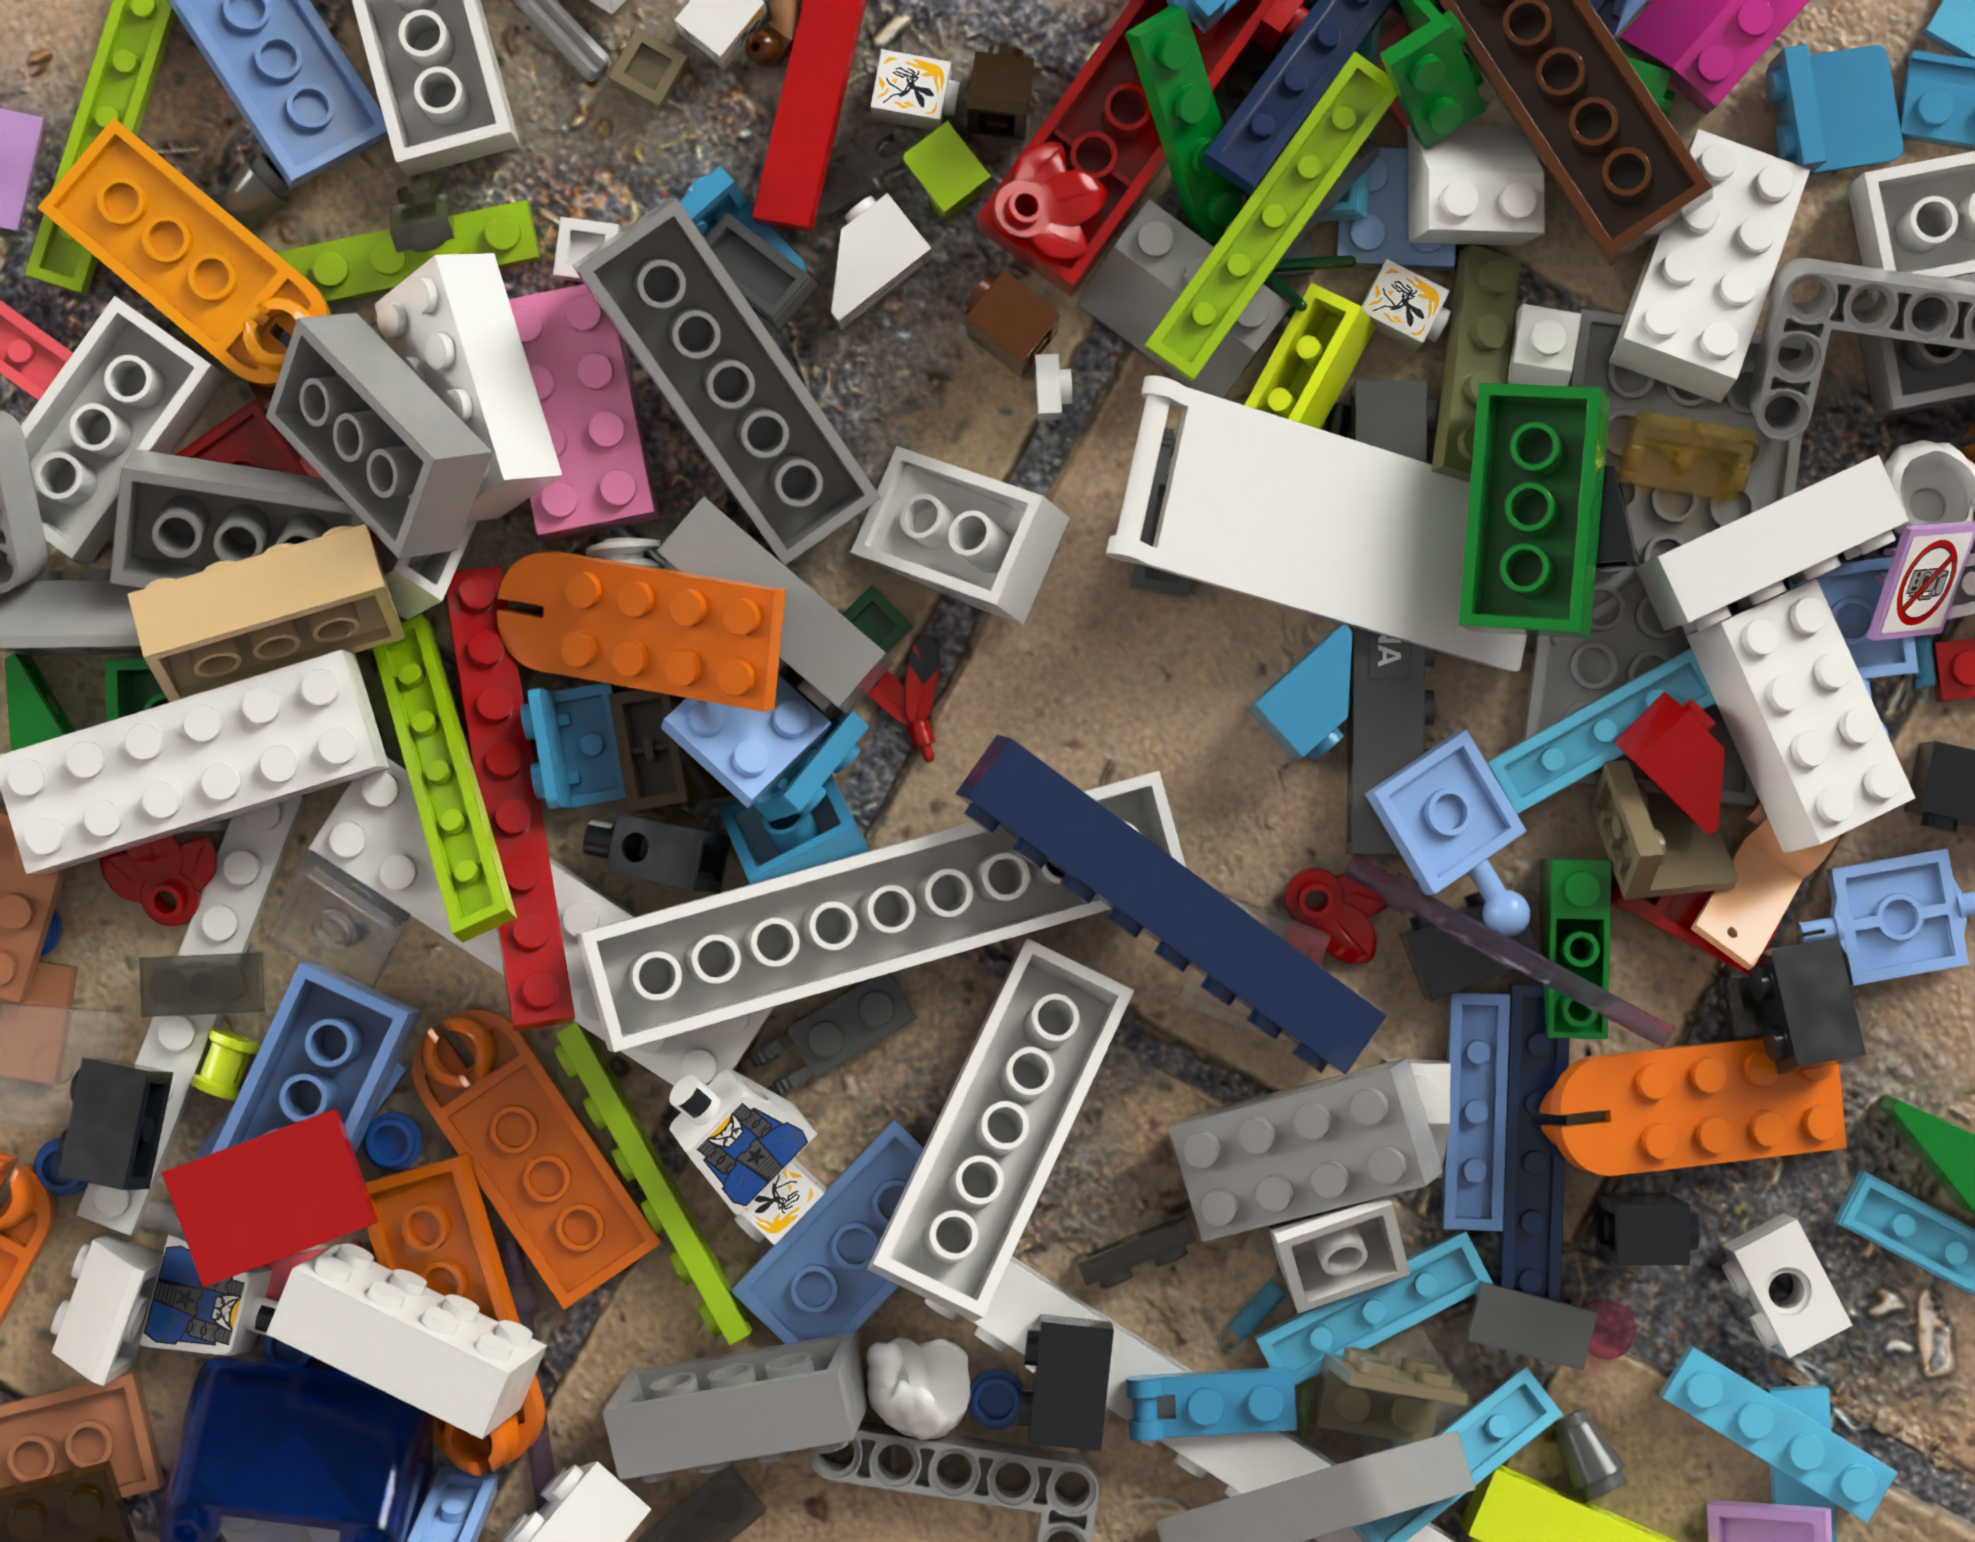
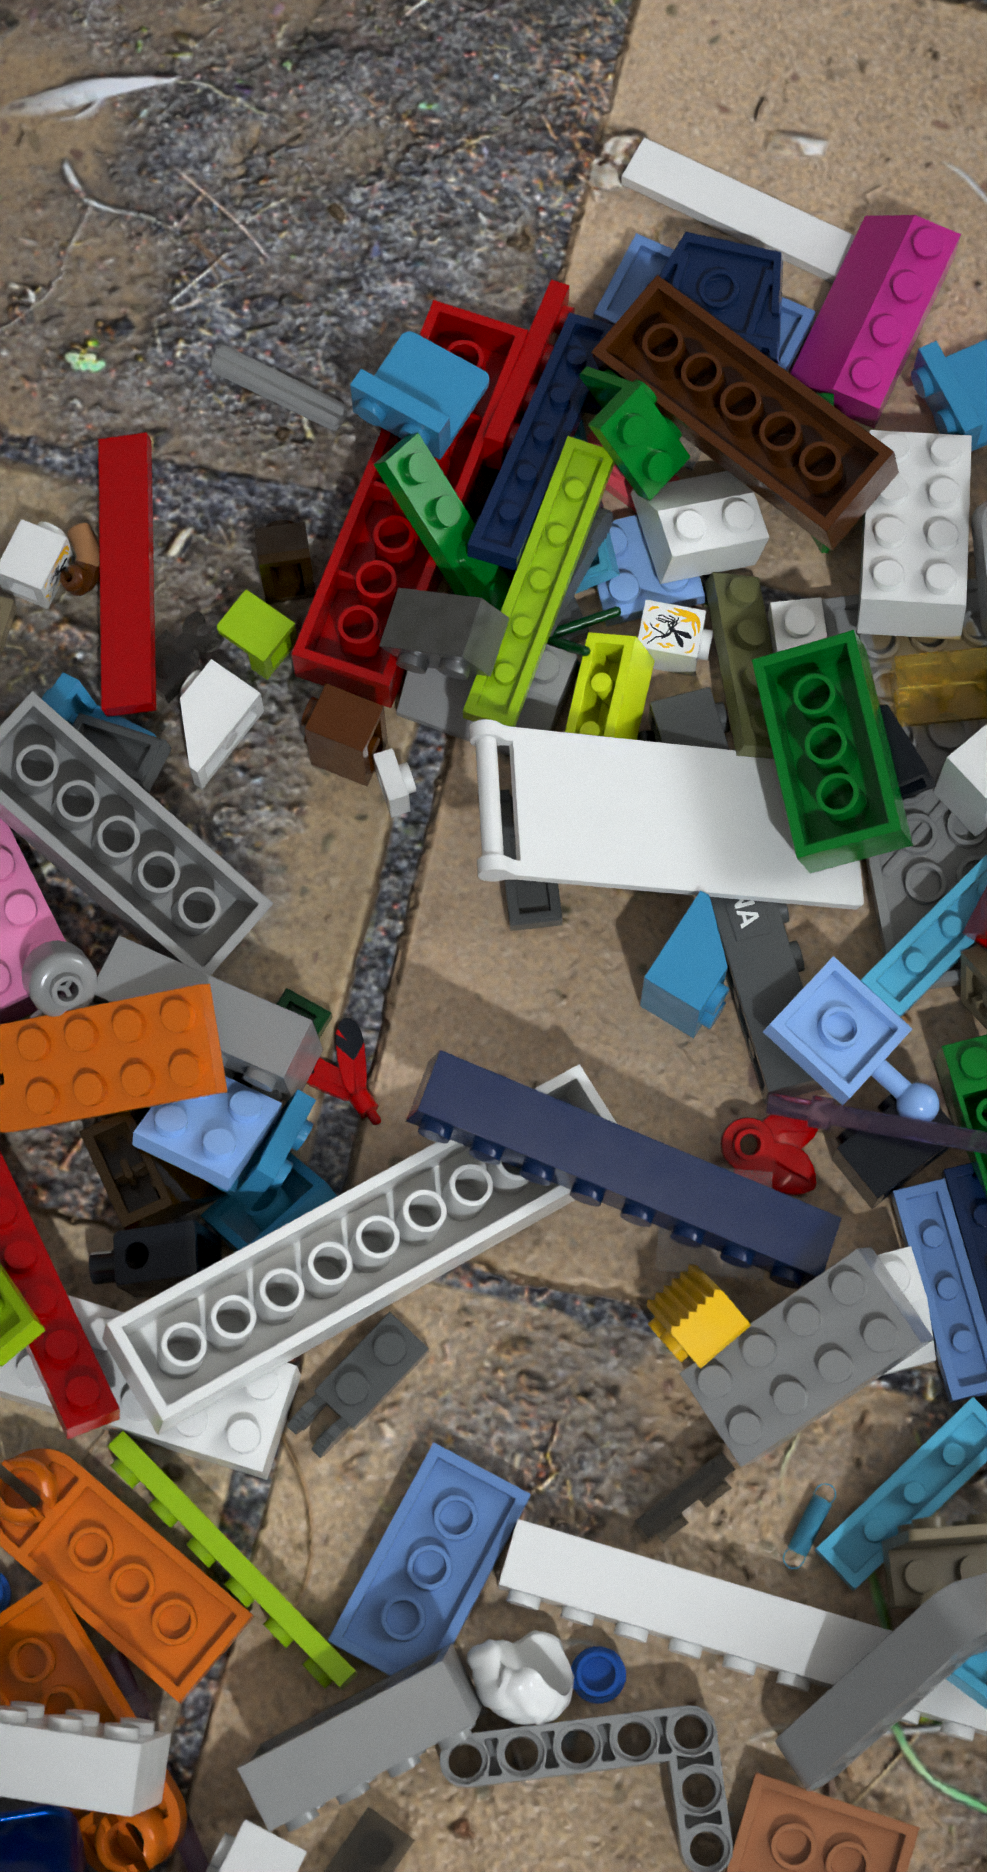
camera: 15 degrees left, 15 degrees down
(574, 746) = (66, 1192): dark azure bracket -> none
(627, 525) = (59, 978): none -> light grey head
(737, 1133) = (292, 1487): torso -> none
(781, 1203) = (346, 1543): white brick -> none
(913, 90) = (210, 577): white brick -> none
(961, 534) = (353, 922): white slope -> none
(1000, 1130) = (530, 1418): white brick -> none
(1058, 202) = (353, 619): red plate -> none
(1068, 1382) = (657, 1624): black brick -> none
(1150, 249) = (444, 633): none -> flat silver brick
(1202, 1073) = (695, 1317): none -> yellow brick
(1213, 1403) = (795, 1609): dark azure plate -> none
(1339, 1252) = (865, 1439): white slope -> none

